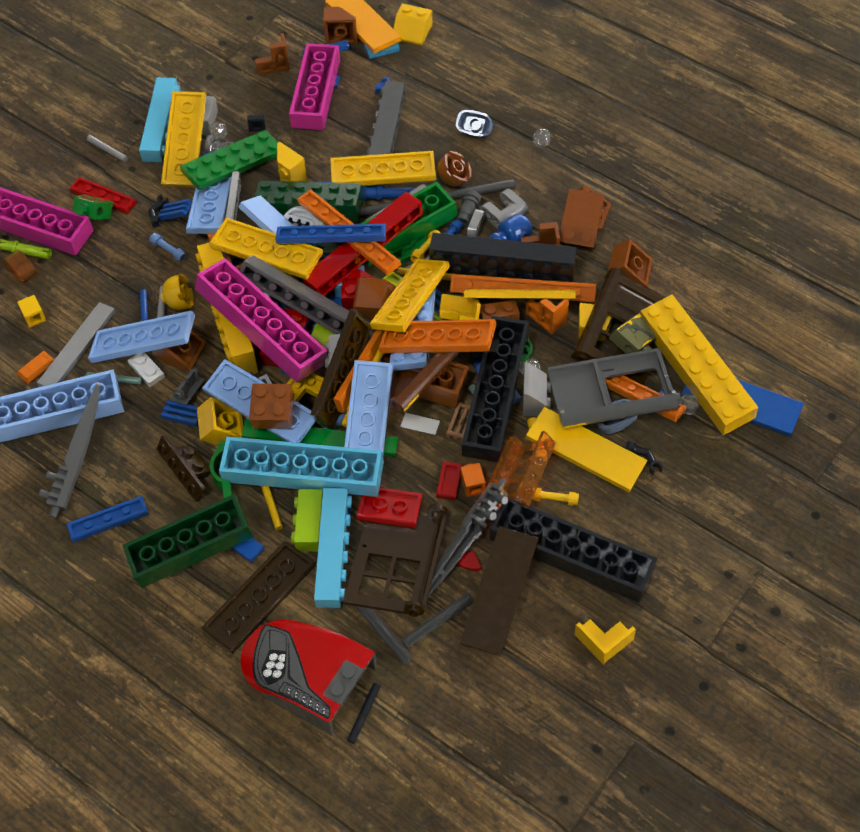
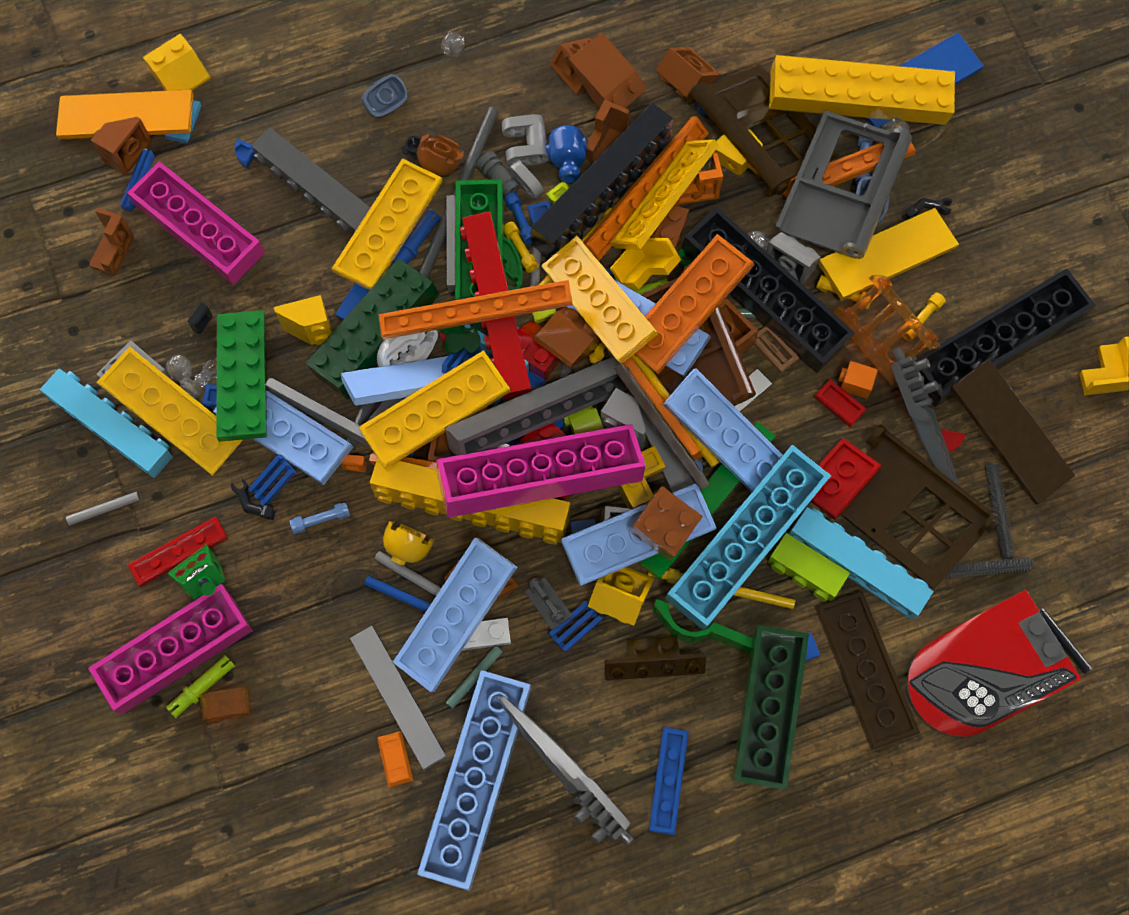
camera: 60 degrees left, 15 degrees up
(31, 311) = (308, 723): yellow brick -> none
(330, 233) = (473, 329): blue tile -> none
(633, 335) = (791, 123): olive torso -> none

